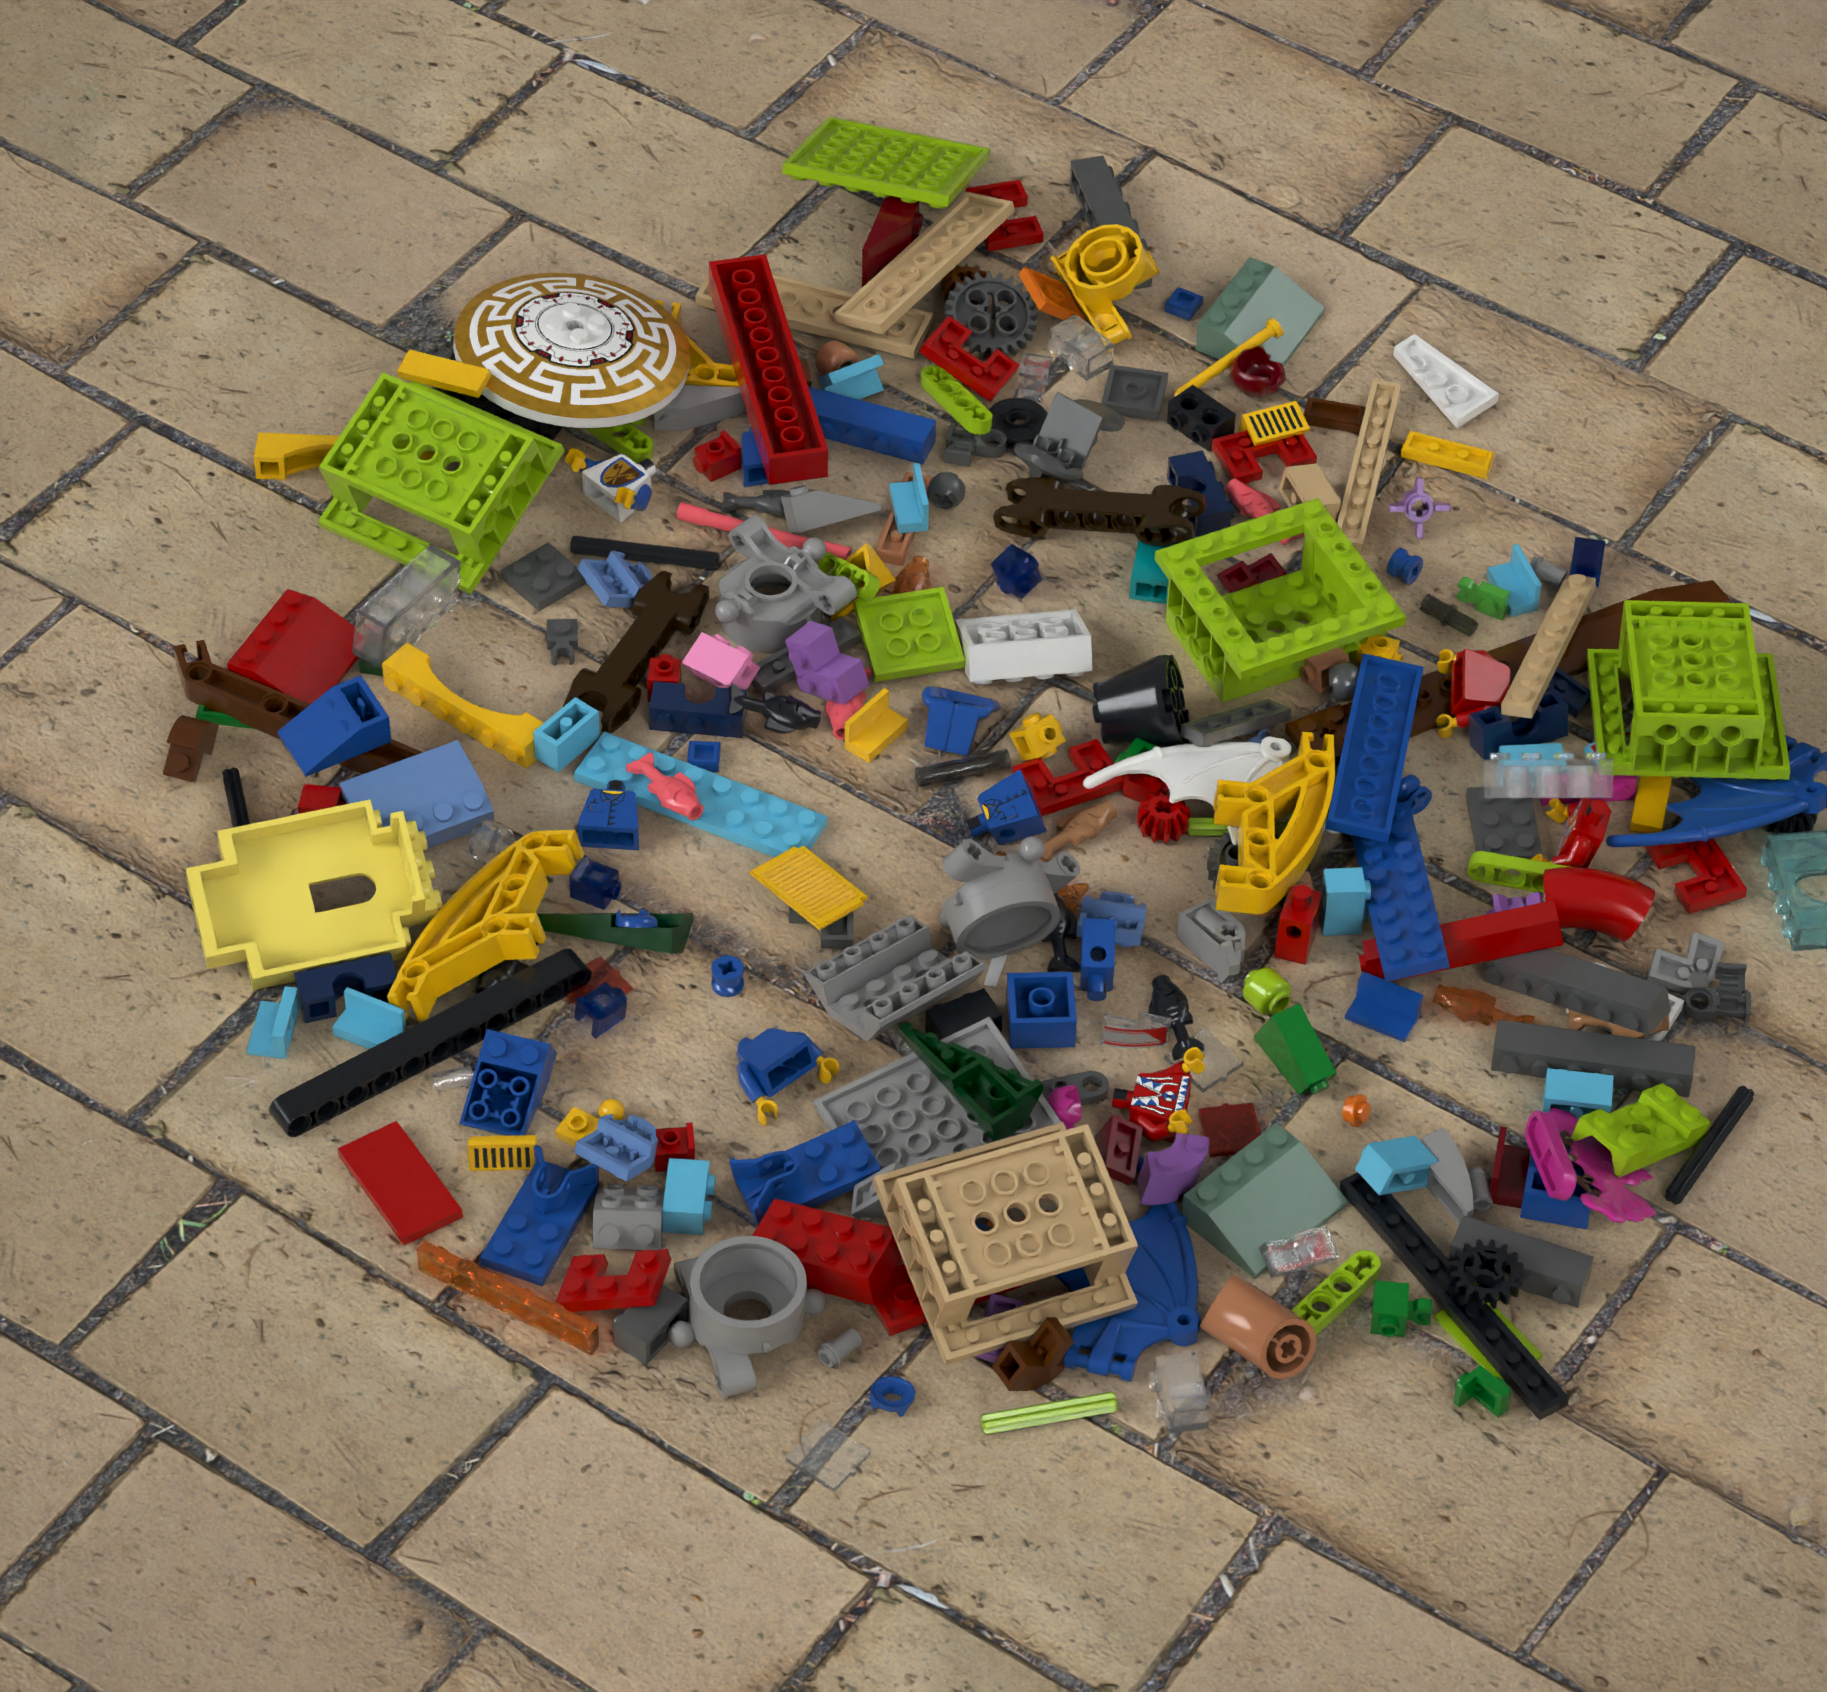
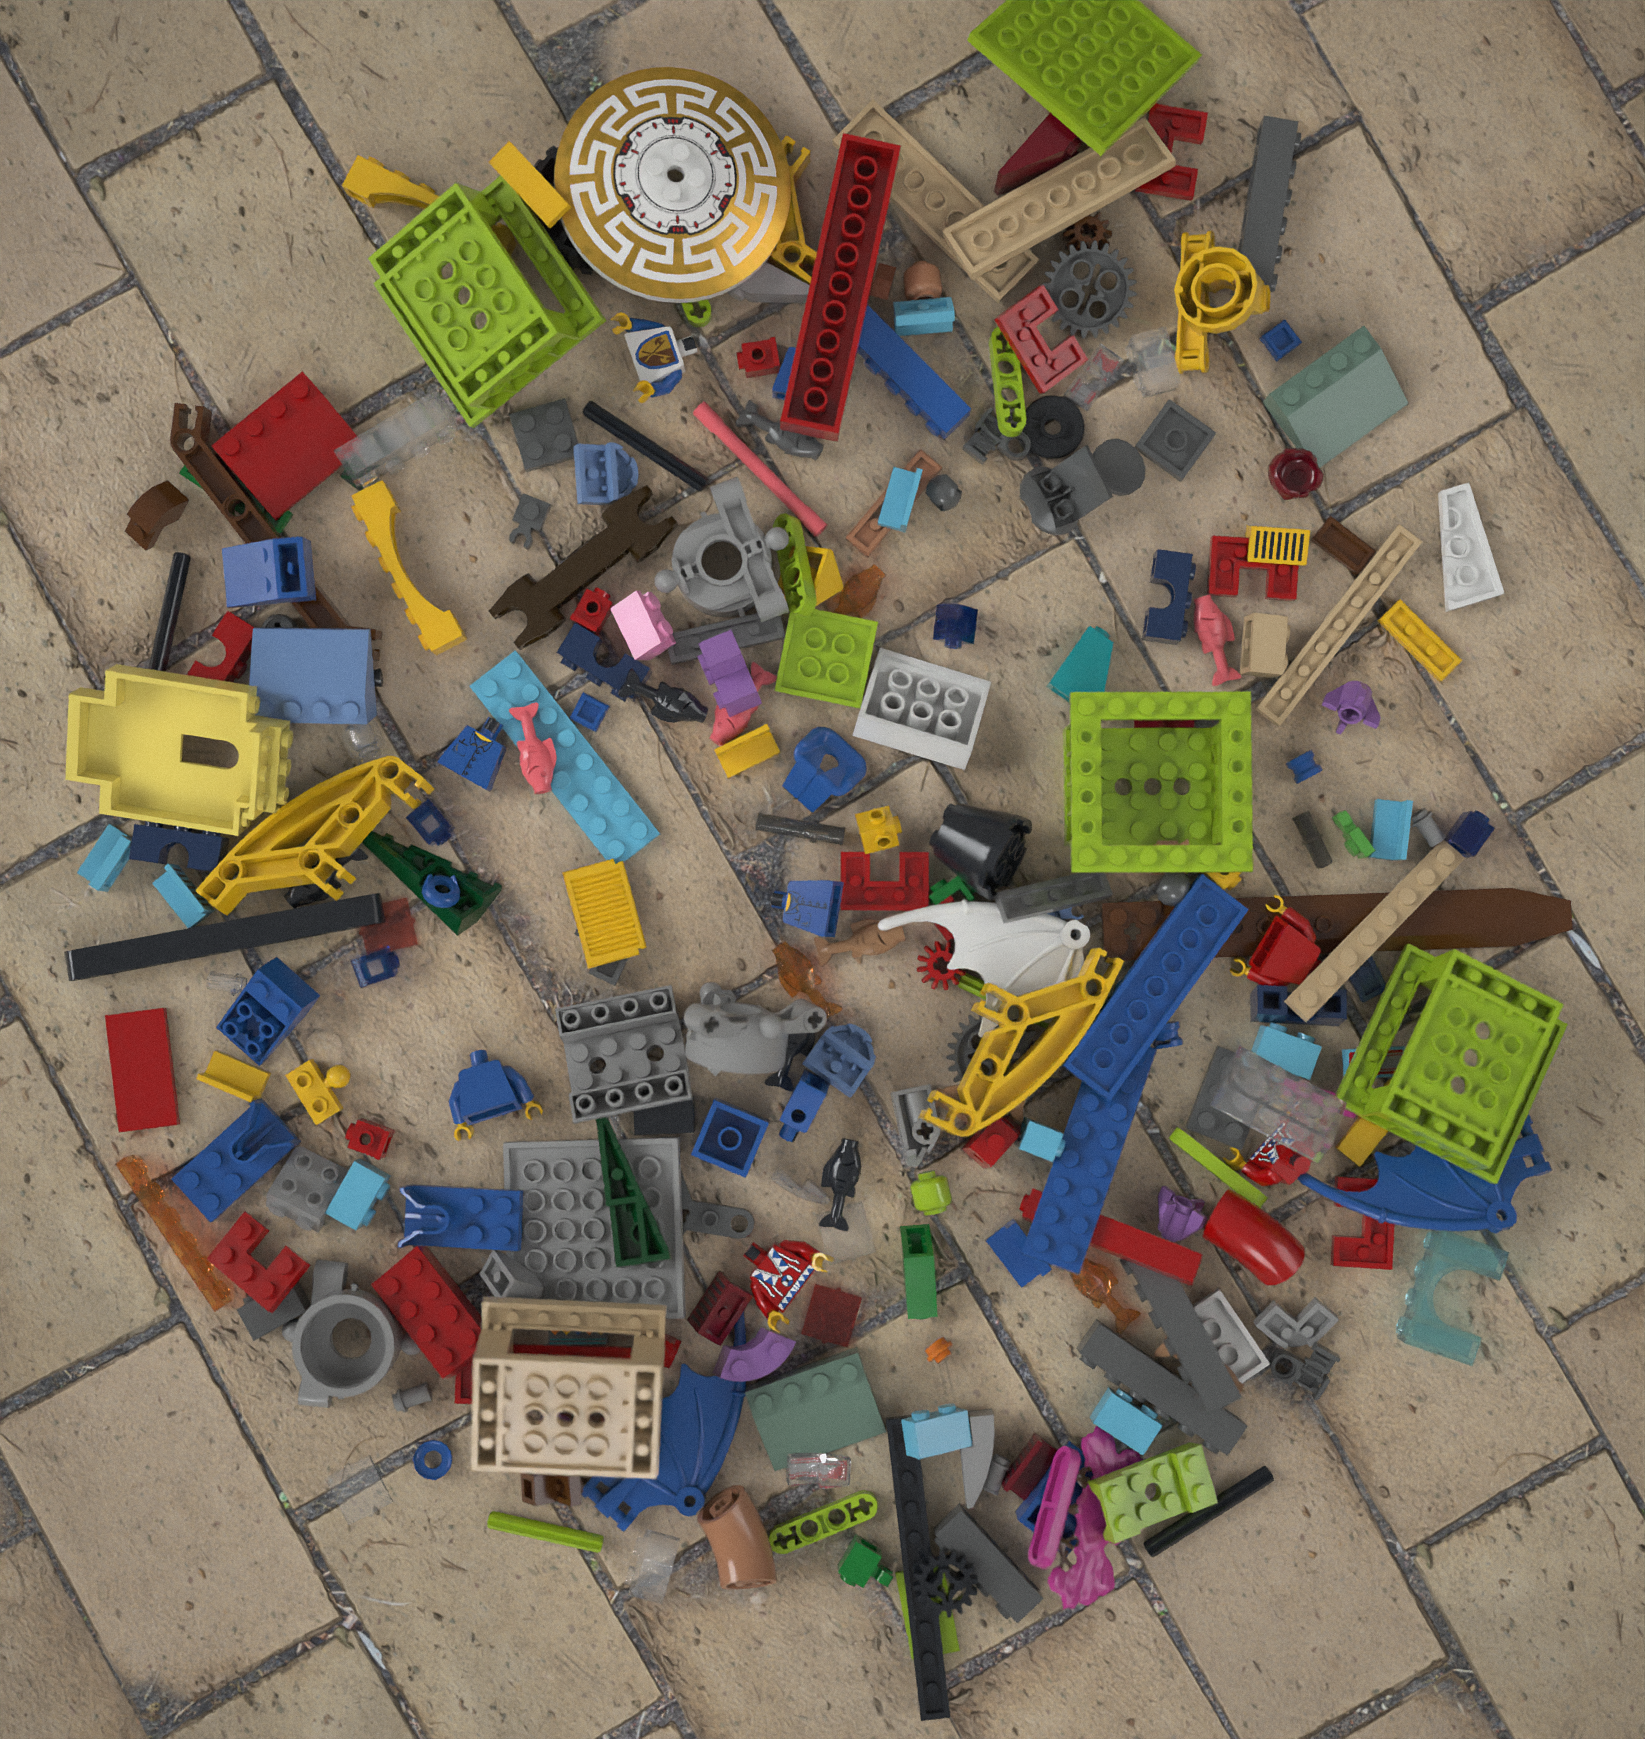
camera: 25 degrees right, 40 degrees up
(566, 734) = (475, 648): medium azure brick -> none
(620, 1146) = (318, 1134): medium blue slope -> none
(727, 976) = (500, 974): blue wheel -> none
(813, 508) = (823, 471): light grey slope -> none
(1050, 294) = (1155, 288): orange tile -> none
(1066, 1104) = (695, 1247): dark pink hair -> none
(1145, 515) = (1099, 625): dark brown piece -> none
(1200, 417) = (1224, 501): black brick -> none
(1271, 330) = (1278, 444): yellow bar -> none
(1485, 1388) = (897, 1675): green bracket -> none

